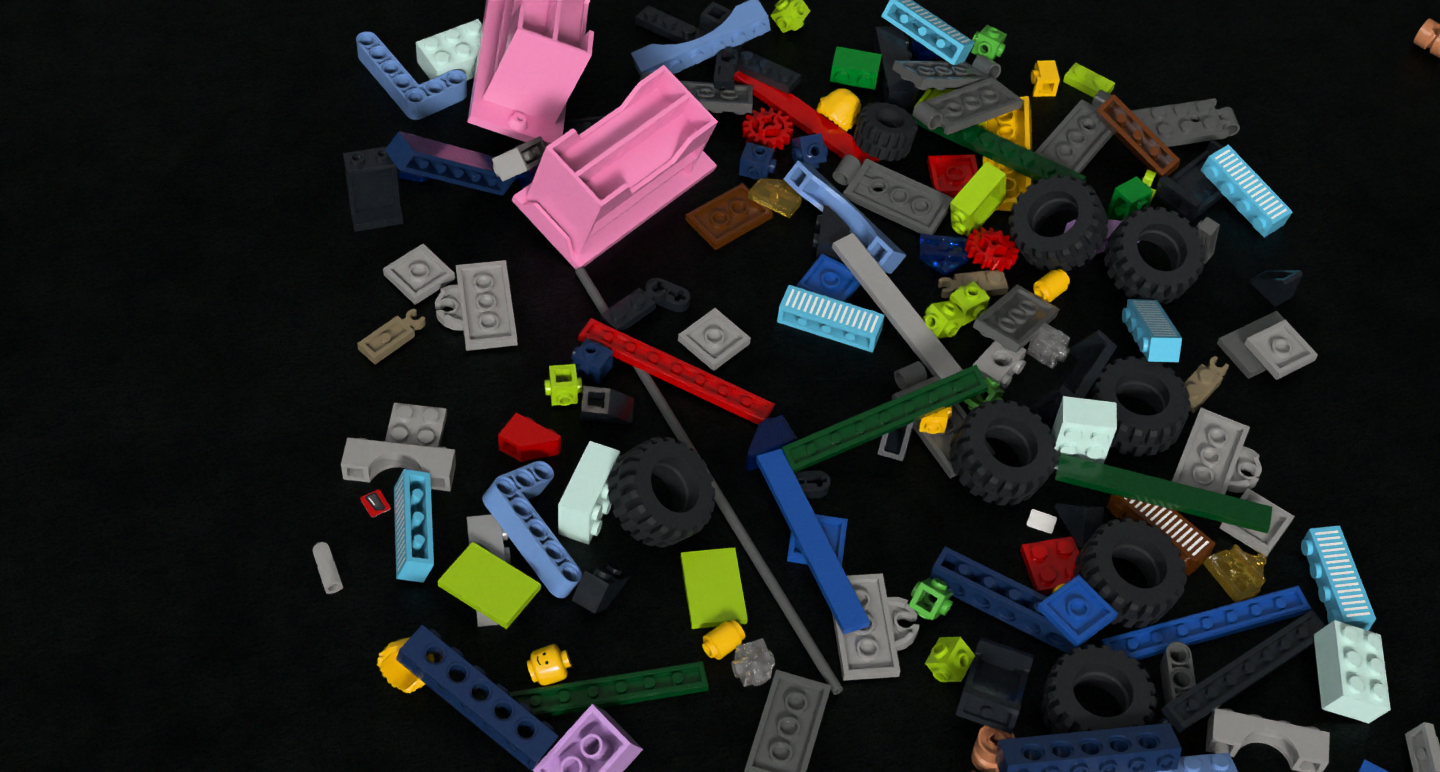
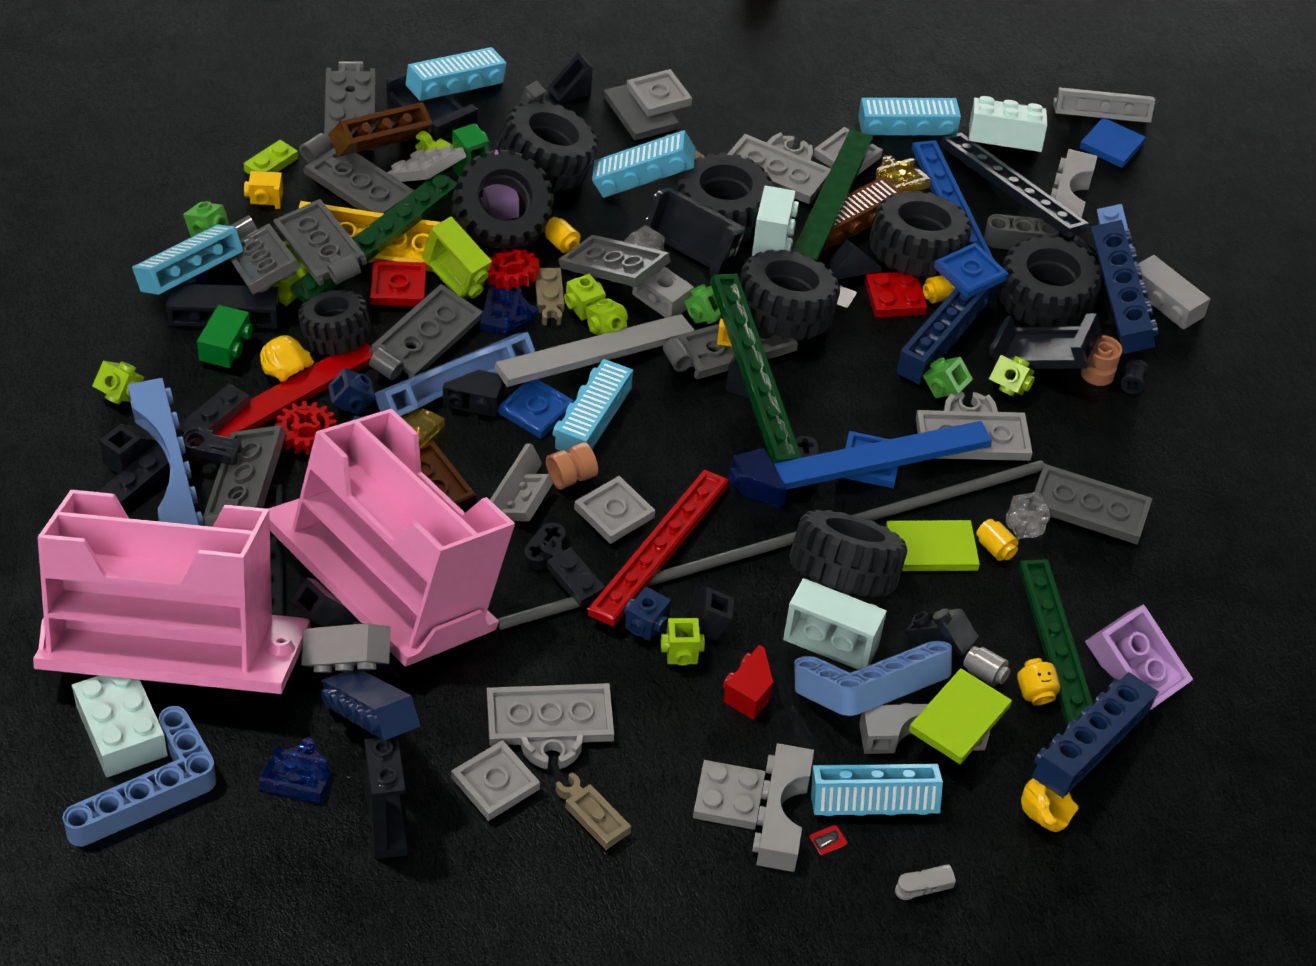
camera: 85 degrees left, 5 degrees down
(566, 624) = (987, 666): none -> light grey brick
(719, 268) = (522, 488): none -> light grey bracket
(755, 303) = (574, 464): none -> nougat wheel
(1100, 172) = (426, 164): none -> light grey plate

